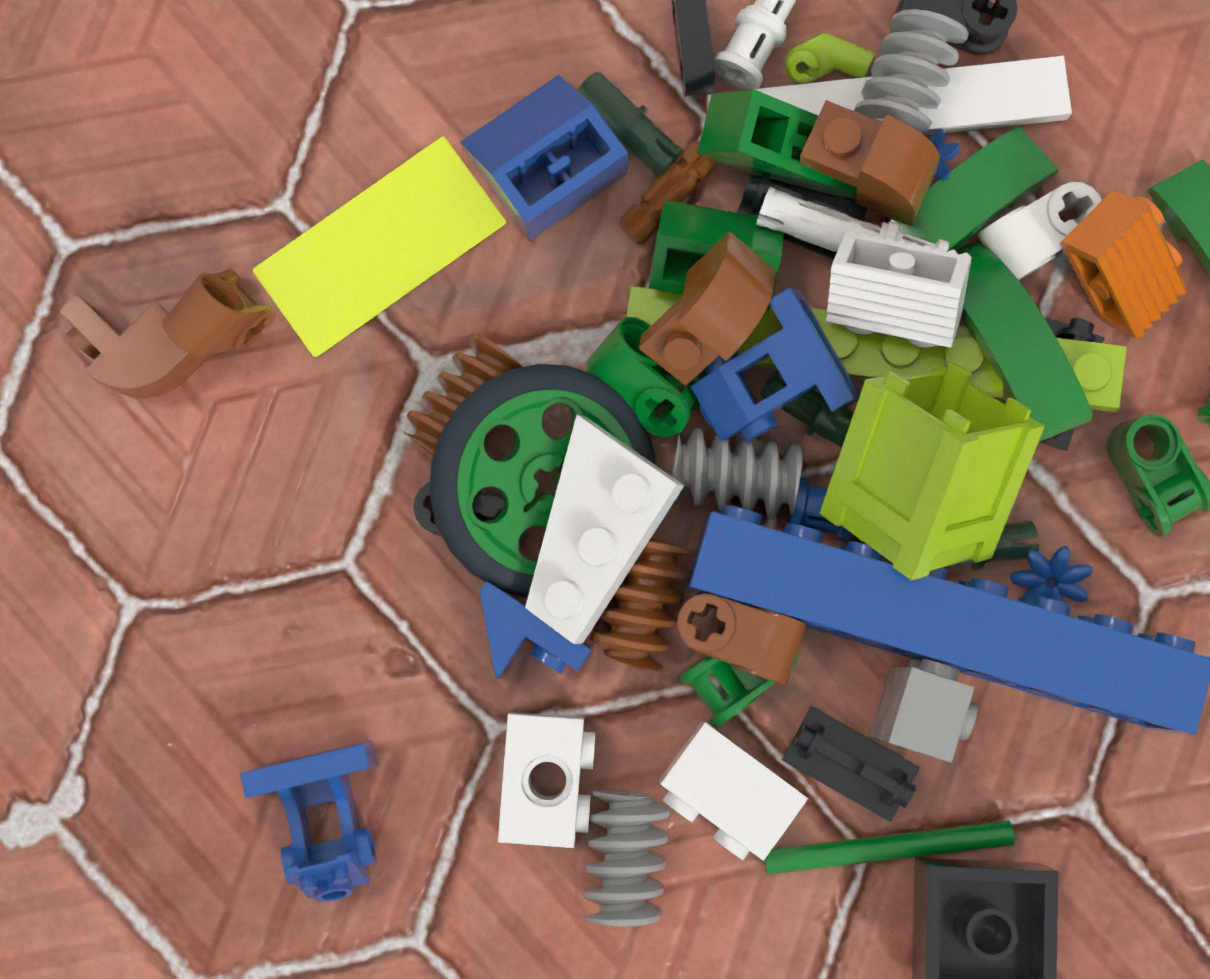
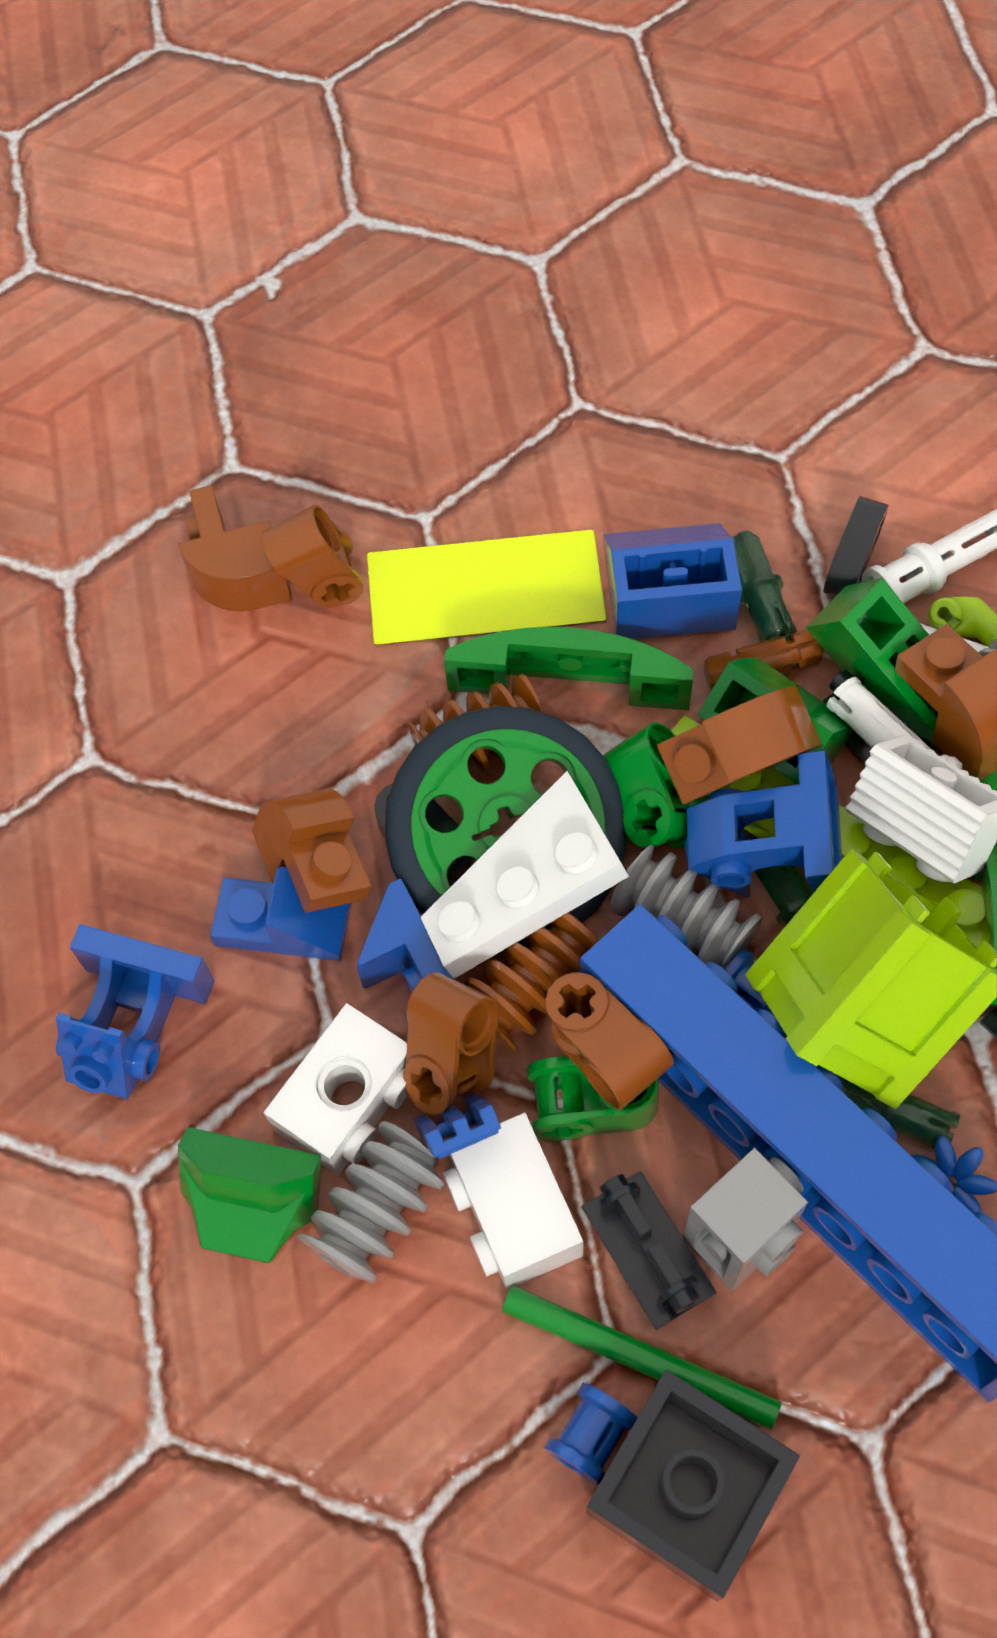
camera: 35 degrees right, 20 degrees down
(390, 589) = (315, 845): none -> dark orange brick
(396, 659) = (273, 920): none -> blue slope
(516, 904) = (246, 1192): none -> green slope
(580, 264) = (570, 654): none -> green slope
(611, 702) = (448, 1042): none -> dark orange piece
(642, 752) = (458, 1122): none -> blue tile
(887, 929) = (591, 1433): none -> blue bush

